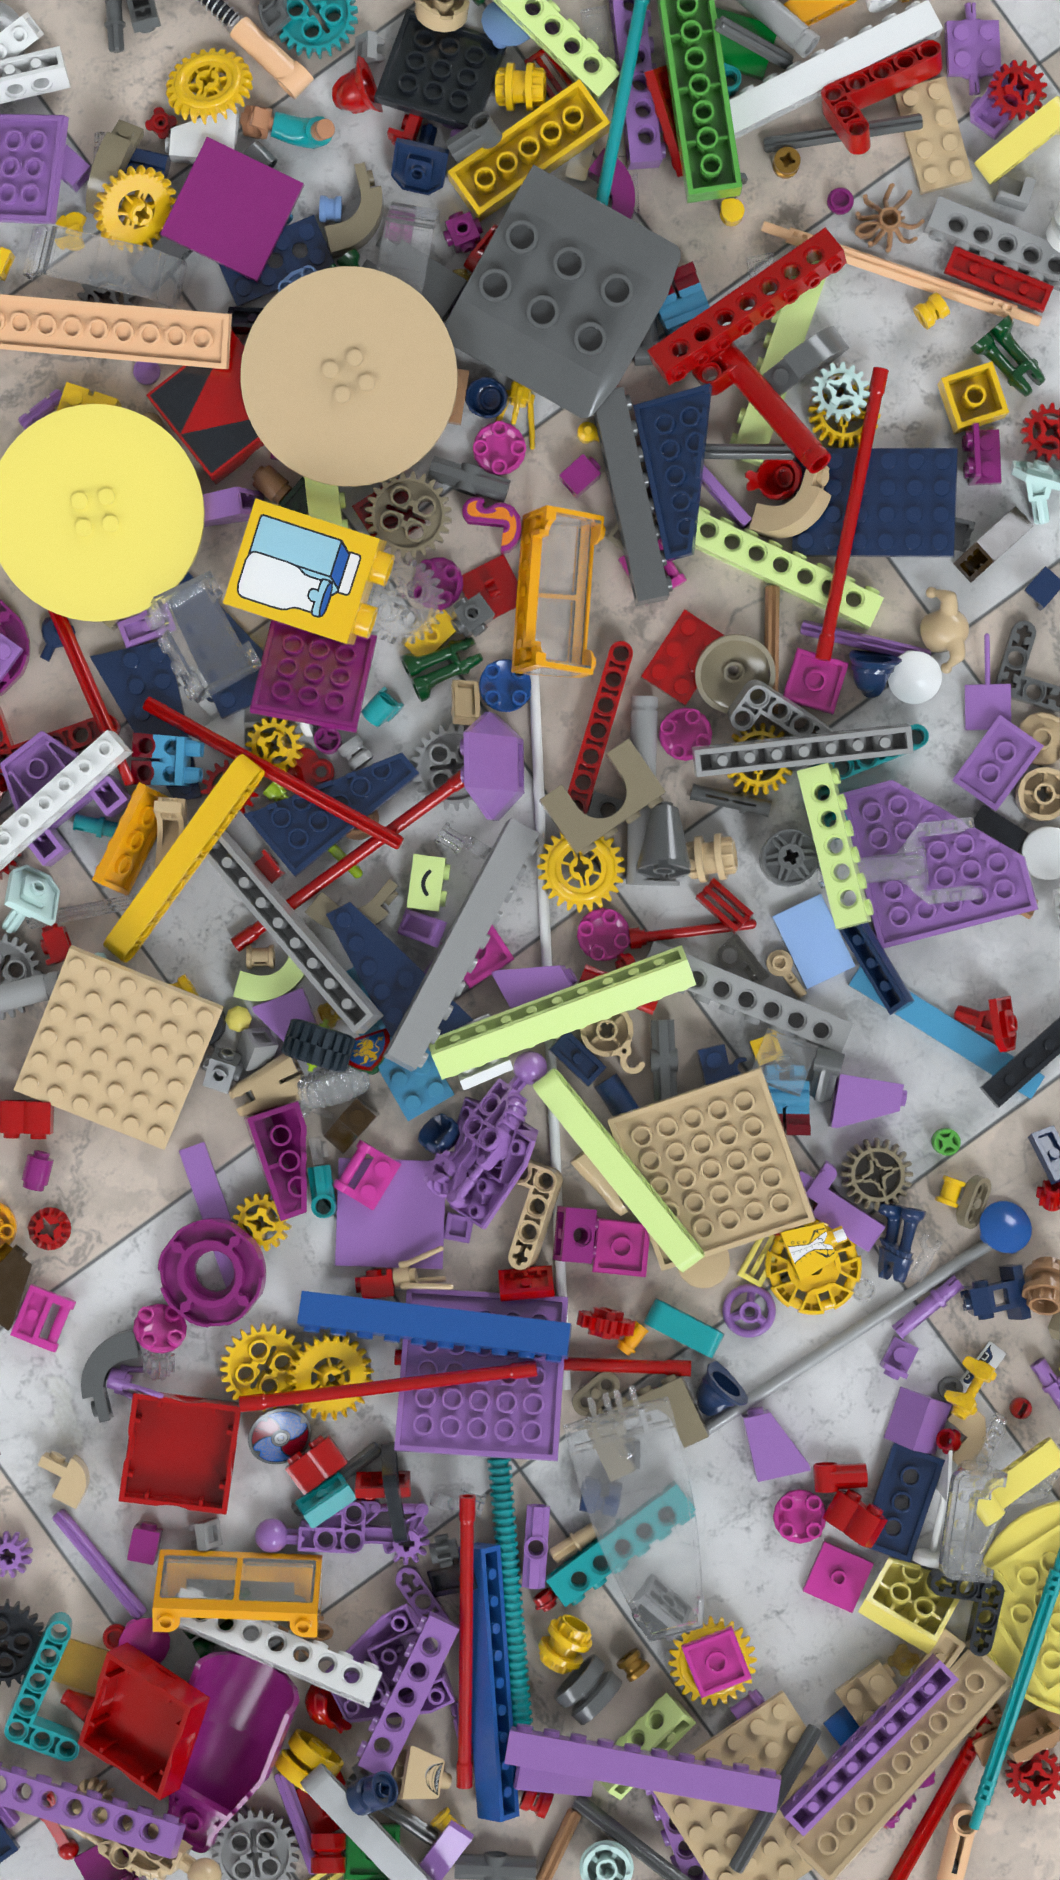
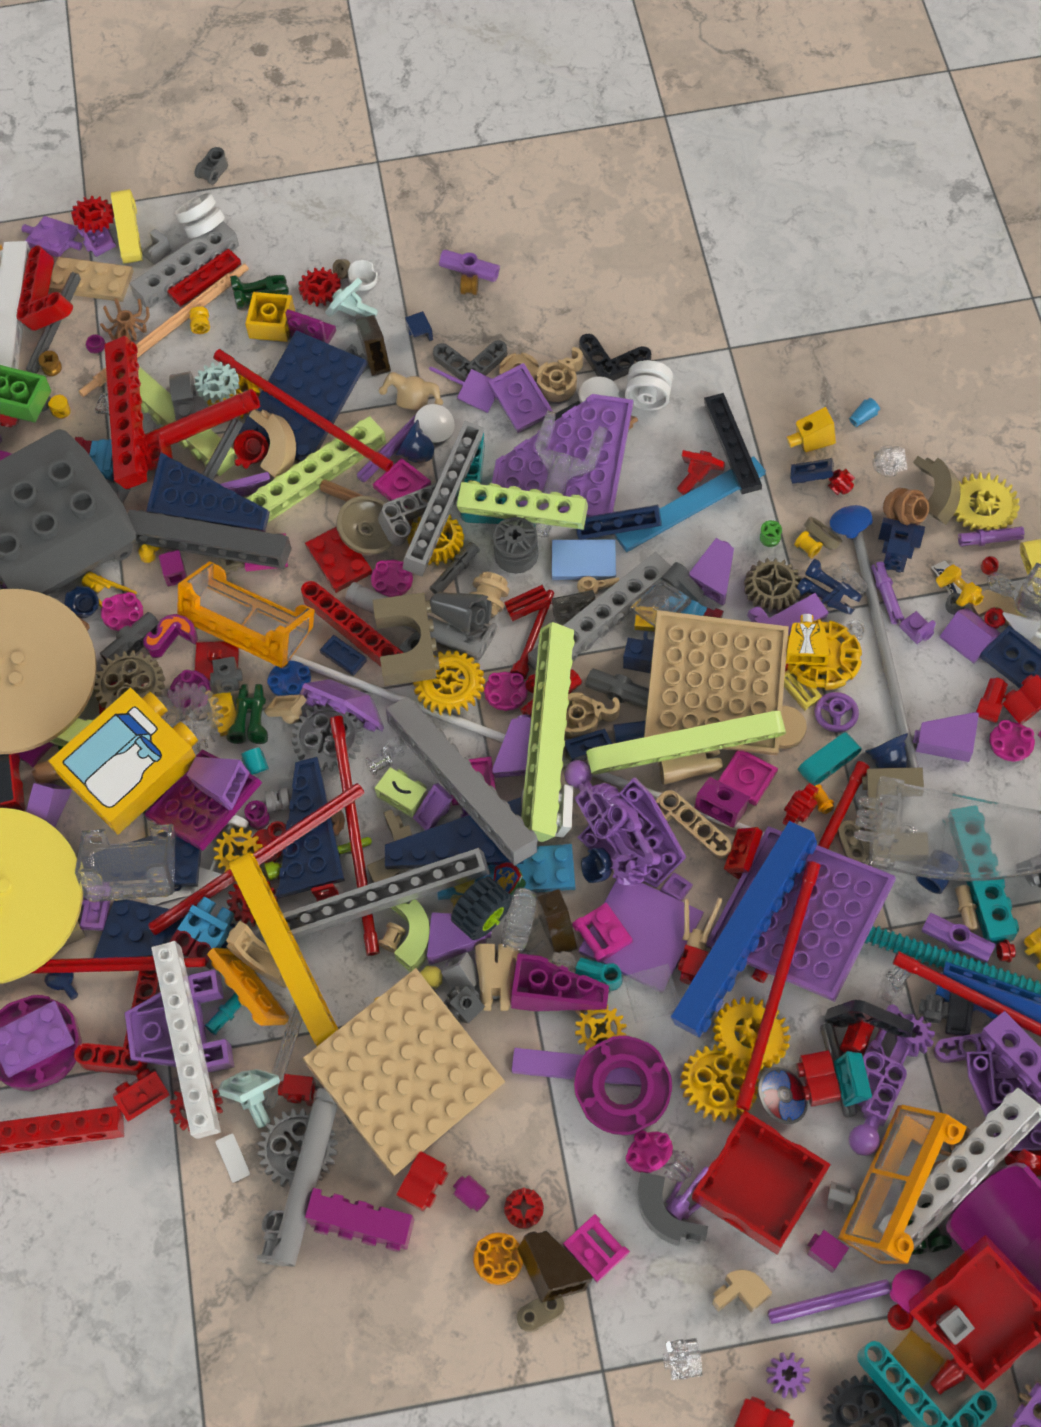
camera: 55 degrees left, 25 degrees down
(119, 1696) = (955, 1324): none -> light grey tile
(326, 1256) = (651, 993): none -> clear plate
(334, 685) = (219, 778): none -> medium lavender slope
(562, 730) = (343, 655): none -> dark blue plate

